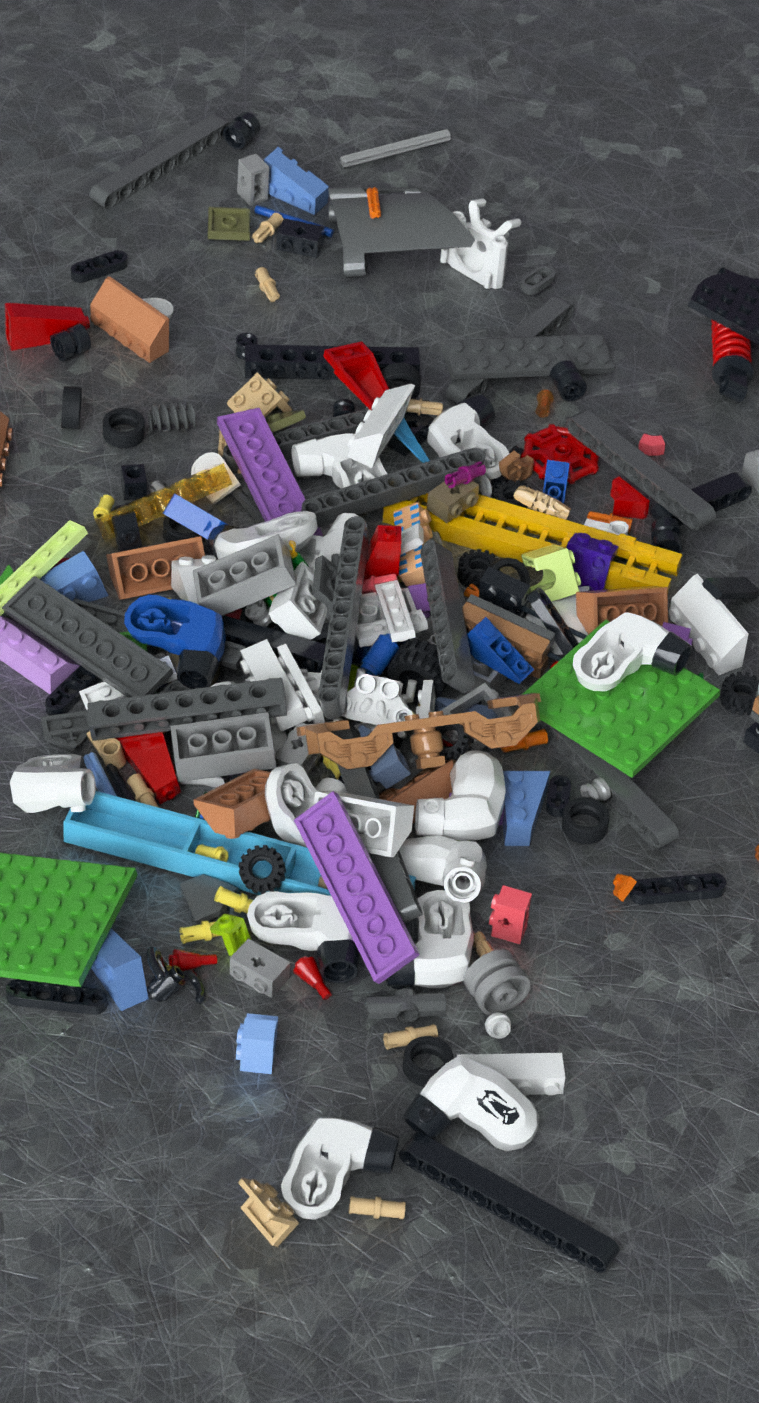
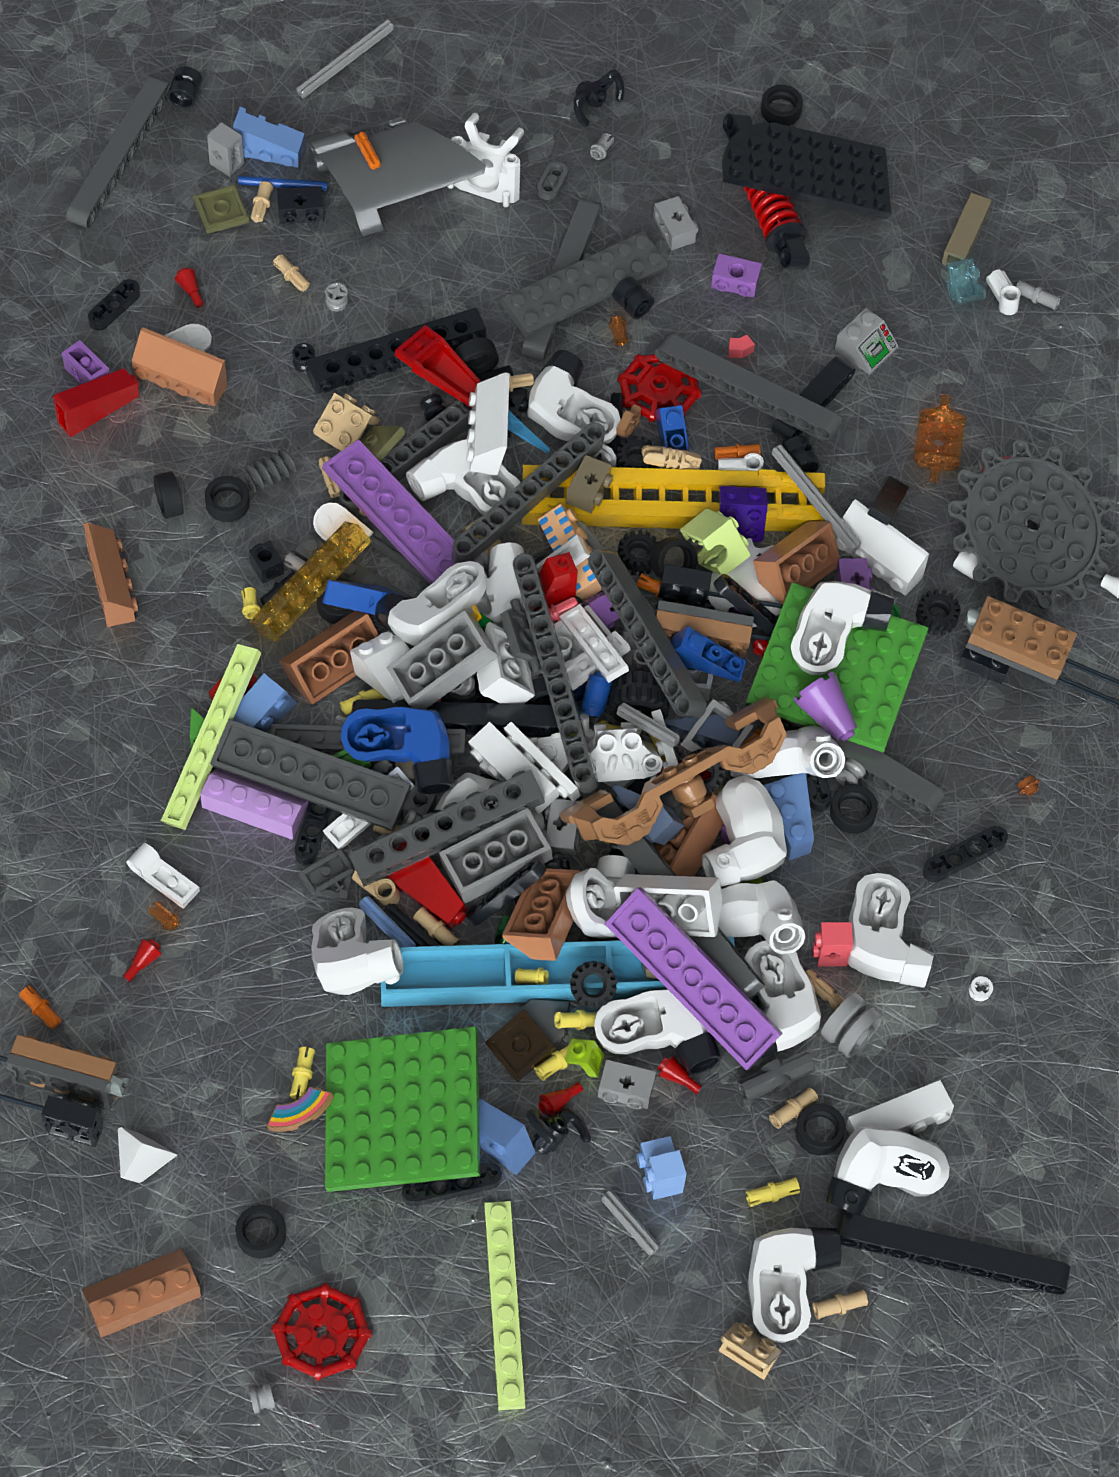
camera: 20 degrees left, 15 degrees up
(46, 292) = (83, 363): none -> medium lavender brick
(55, 1108) = (504, 1306): none -> yellowish green plate
(71, 341) = (130, 412): black wheel -> none
(126, 531) = (290, 630): black plate -> none
(172, 265) = (187, 281): none -> red cone
(174, 906) = (520, 1045): none -> dark brown plate
(208, 1079) = (630, 1222): none -> light grey axle
(219, 779) = (506, 891): none -> black beam
(298, 311) = (332, 292): none -> light grey wheel
(356, 1097) = (772, 1192): none -> light yellow pin
(416, 688) = (648, 725): none -> light grey axle
(465, 474) = (595, 460): magenta pin -> none
(498, 1025) = (866, 1066): white plate -> none
(540, 751) = (804, 751): none -> white piece
(556, 921) = (878, 930): none -> white piece
(589, 713) = (828, 707): none -> medium lavender cone
(592, 269) = (599, 150): none -> light grey pin
(608, 226) = (595, 93): none -> black piece
(623, 886) = (916, 871): orange tile -> none
(628, 500) = (749, 423): red slope -> none
(636, 338) = (675, 223): none -> light grey brick
(645, 994) = (980, 981): none -> white bush
(663, 567) = (816, 498): none -> light grey axle
(673, 390) = (736, 275): none -> medium lavender brick

